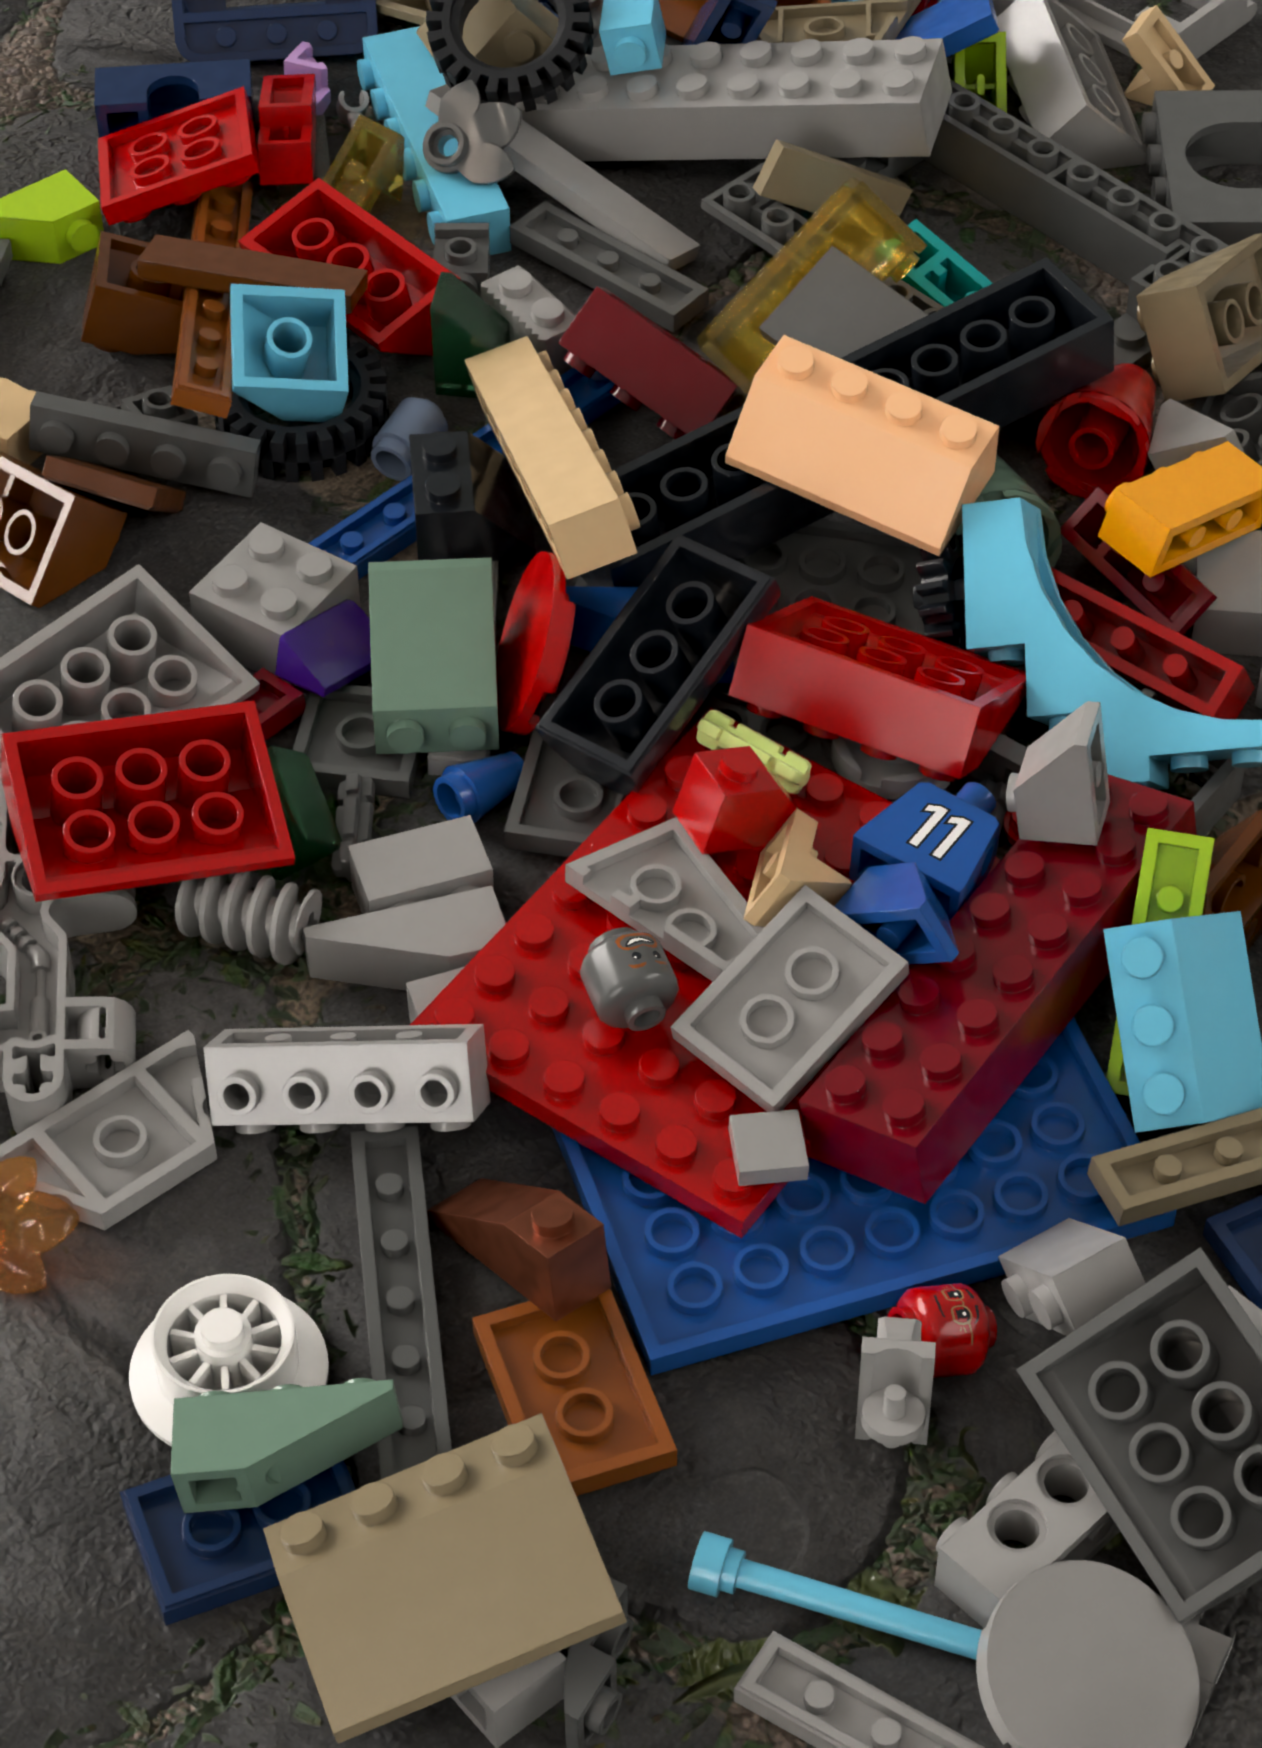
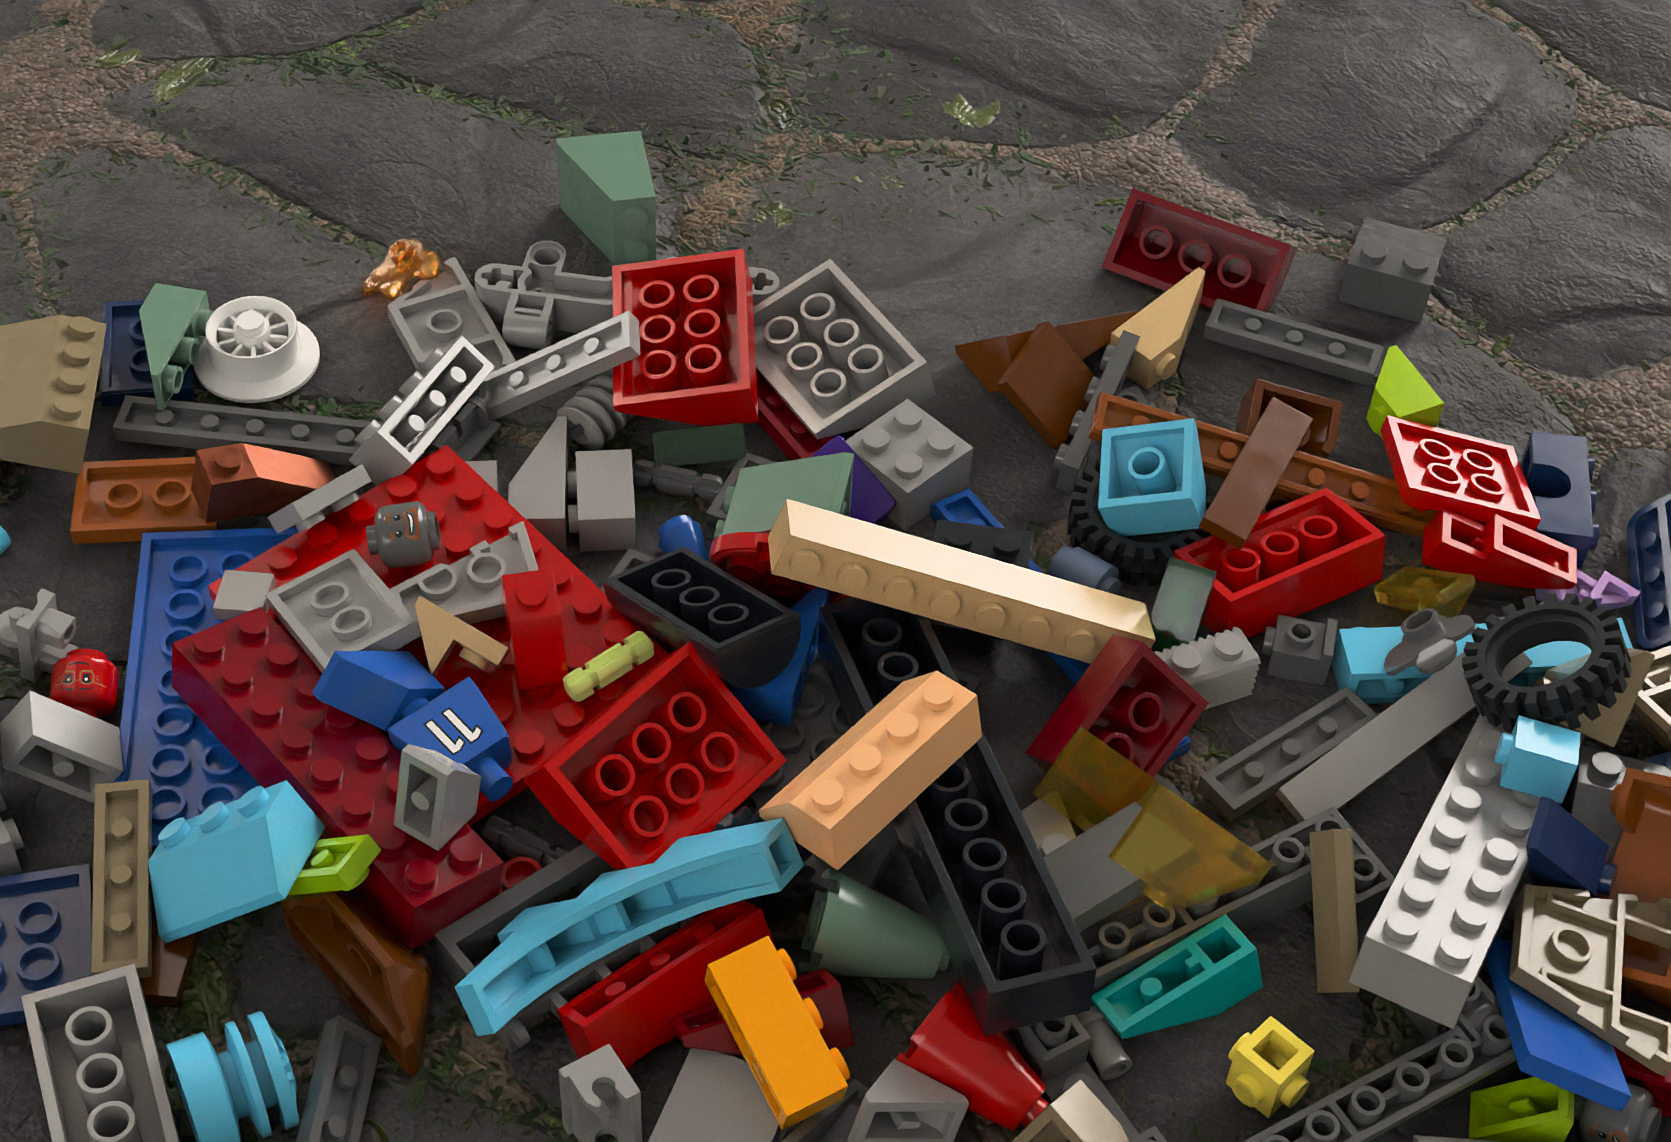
camera: 100 degrees right, 0 degrees up
(222, 920) = (561, 365): none -> light grey plate
(567, 1101) = (321, 502): none -> light grey plate
(1014, 230) = (1269, 1068): none -> light yellow brick

